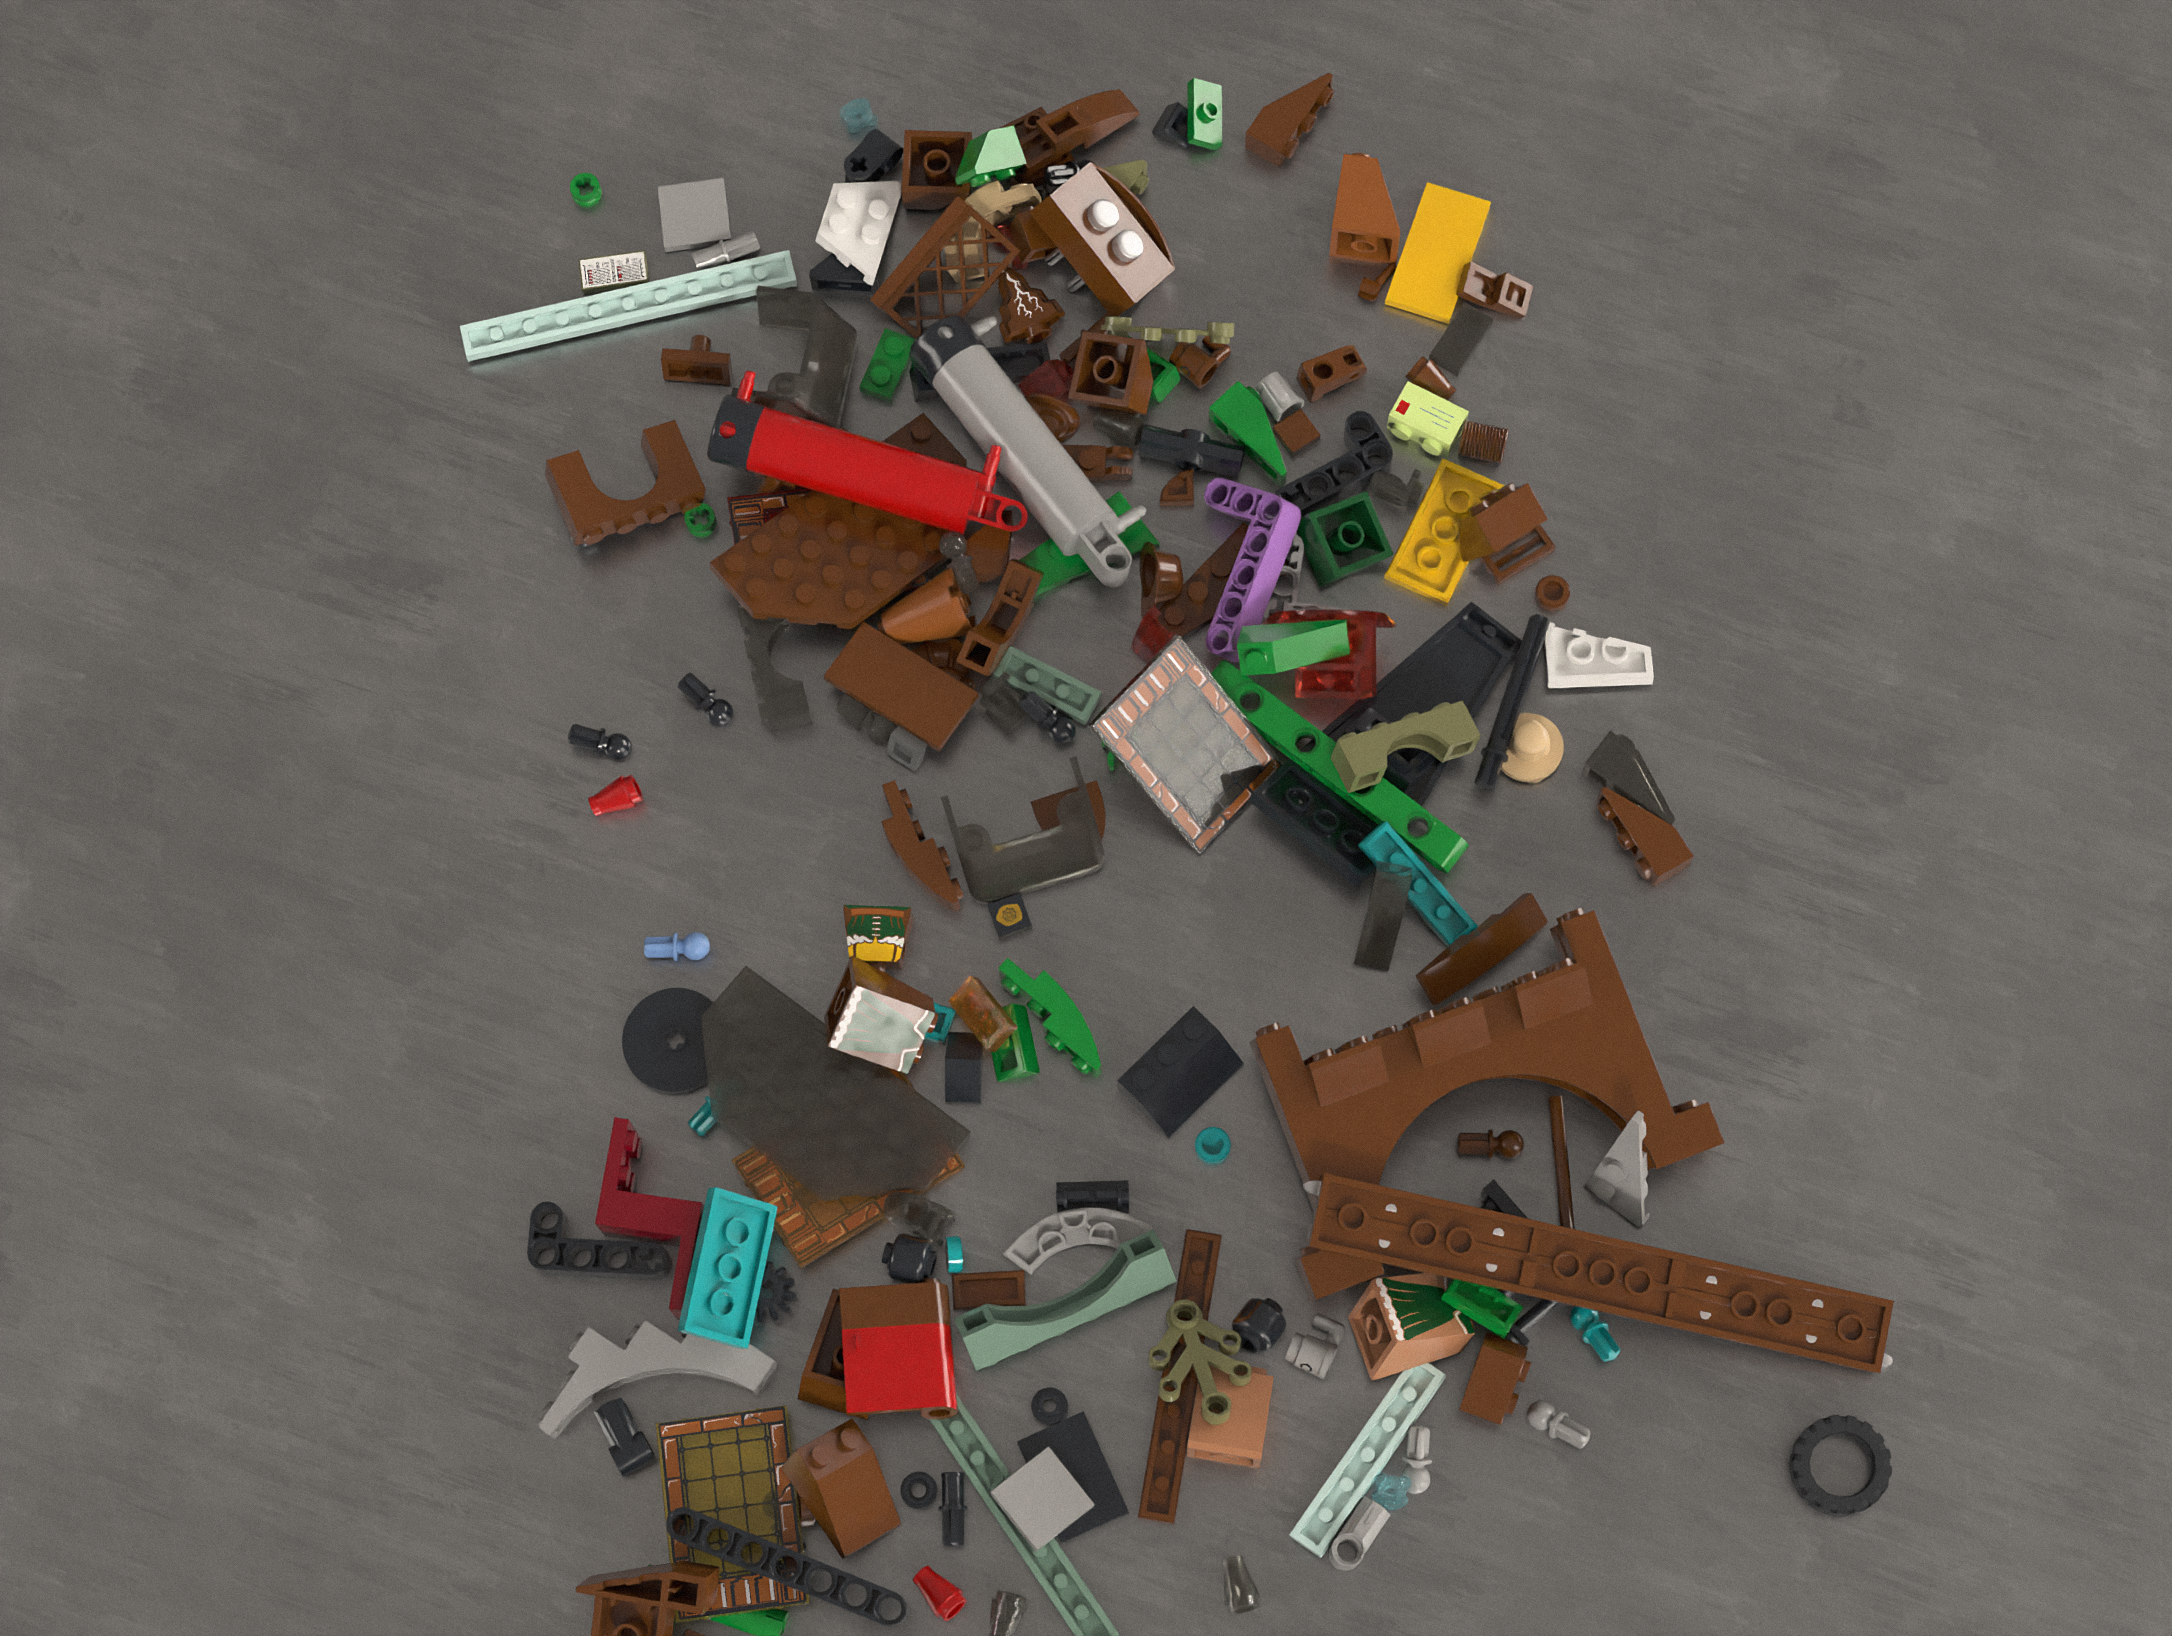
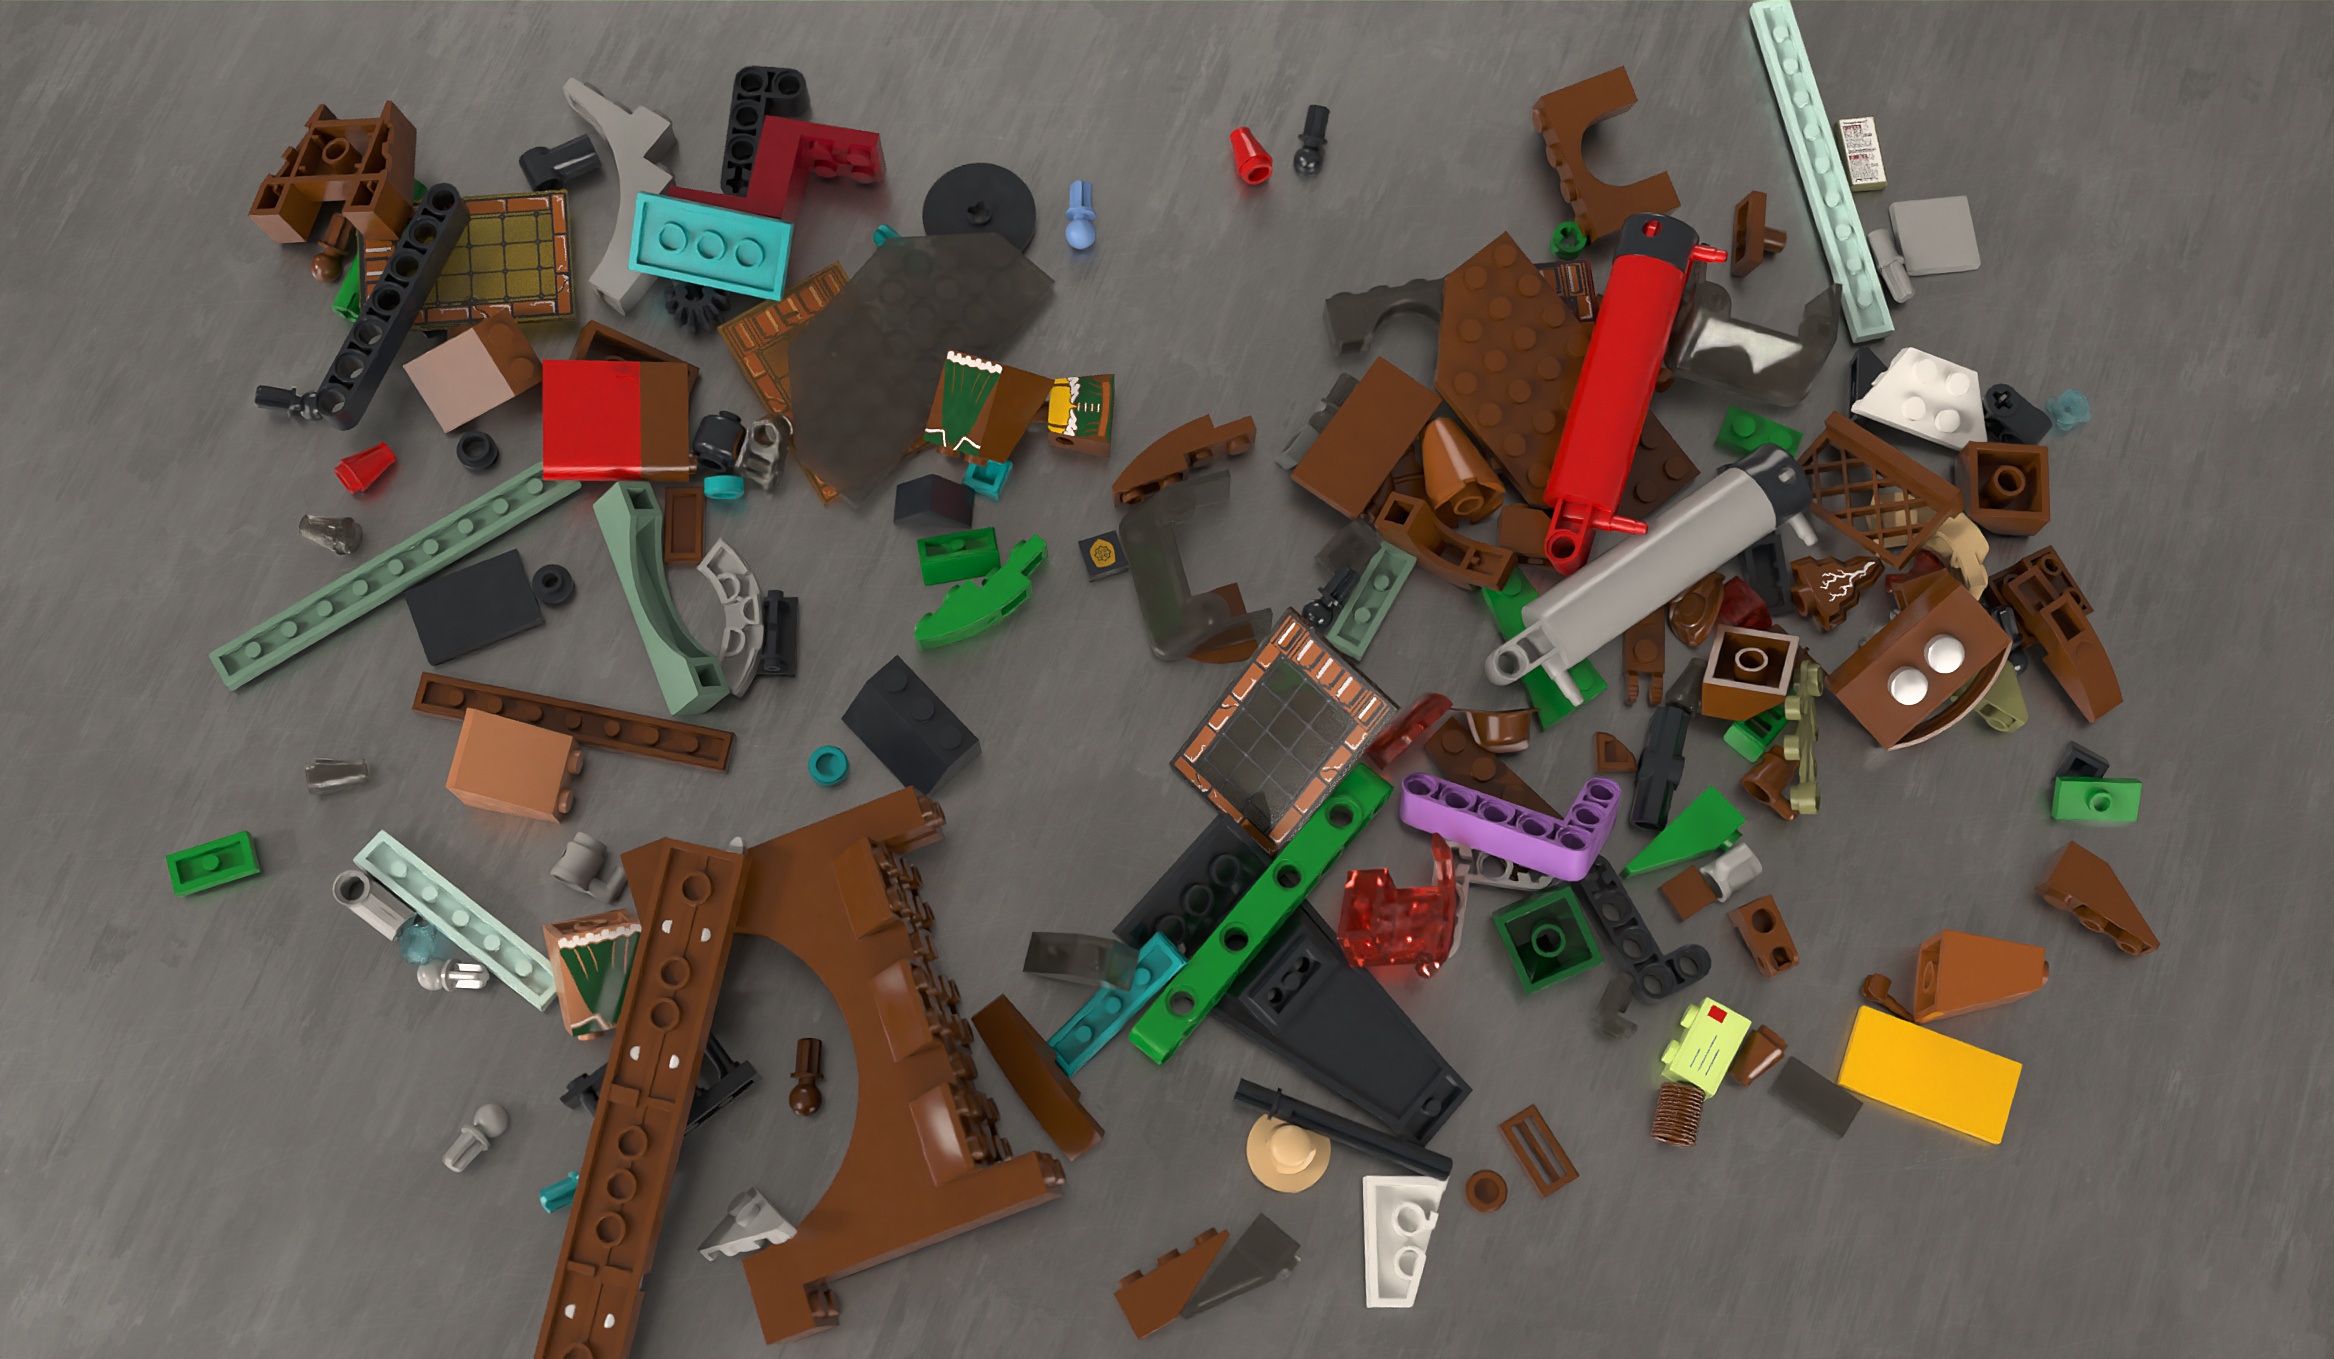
camera: 85 degrees right, 0 degrees up
(582, 180) = (1961, 113): green bush -> none
(718, 711) = (1347, 259): black axle -> none
(952, 1509) = (451, 483): black axle -> none
(953, 546) = (1528, 489): clear smoke axle -> none
(982, 1013) = (987, 520): clear orange plate -> none
(990, 156) = (2019, 539): slope -> none
(1042, 1499) = (445, 568): light grey tile -> none
(1199, 1357) = (577, 729): olive plant -> none
(1259, 1324) = (617, 805): black head -> none
(1290, 645) = (1404, 857): green slope -> none
(1430, 550) = (1564, 1064): yellow tile -> none
(1443, 732) = (1298, 1038): olive arch -> none
(1483, 1305) = (592, 1059): green plate -> none
(1494, 1379) = (525, 1061): reddish brown brick -> none
(1496, 292) = (1881, 1141): reddish brown slope -> none
(1499, 520) = (1567, 1119): reddish brown slope -> none
(1561, 1162) = (767, 1161): reddish brown bar -> none

